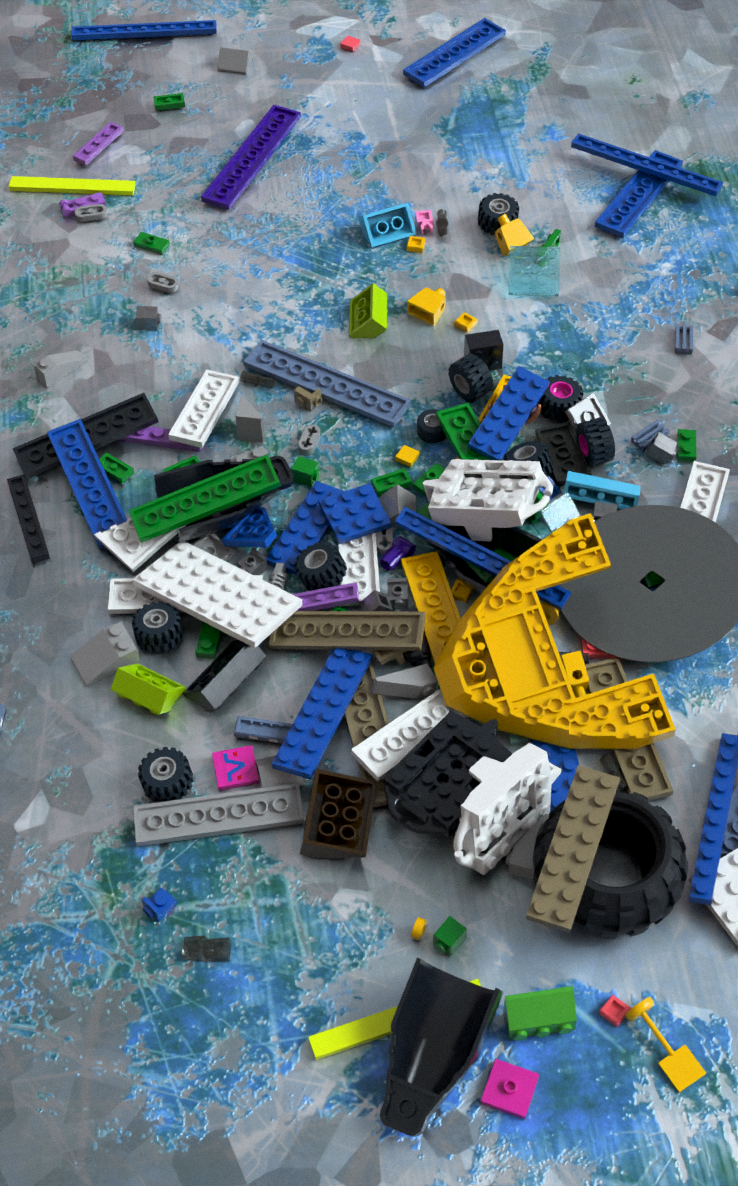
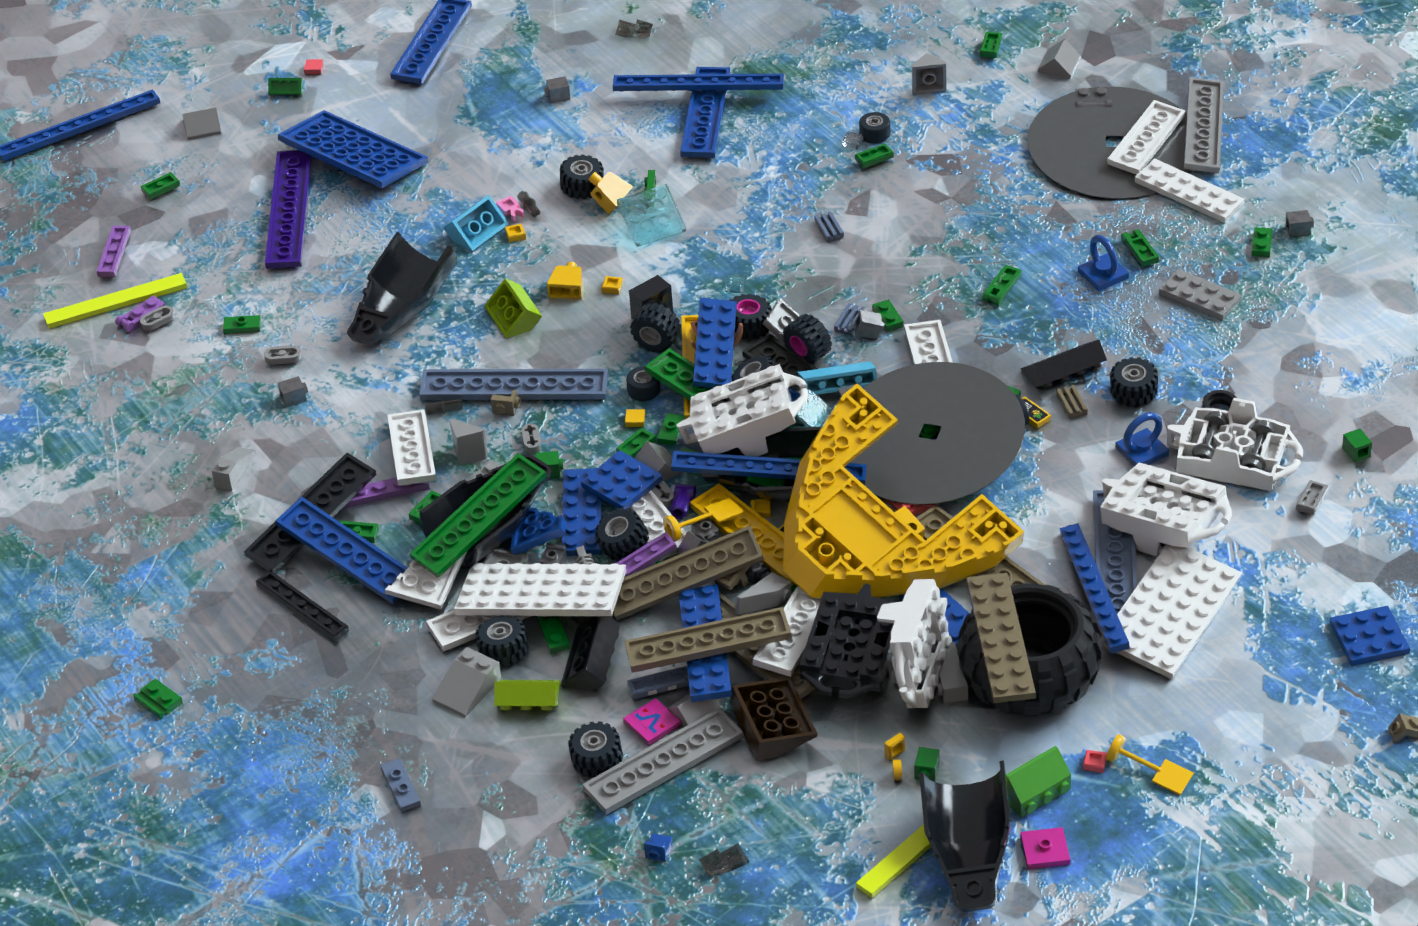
camera: 25 degrees left, 10 degrees down
(283, 260) = (398, 290): none -> black windscreen
(316, 52) = (285, 86): none -> green plate
(320, 712) = (707, 639): none -> dark tan plate
(332, 123) = (353, 148): none -> blue plate
(417, 580) = (719, 511): none -> yellow piece
(431, 901) = (894, 746): none -> yellow tile
(527, 130) = (557, 89): none -> flat silver brick
(624, 100) = (638, 30): none -> clear smoke slope

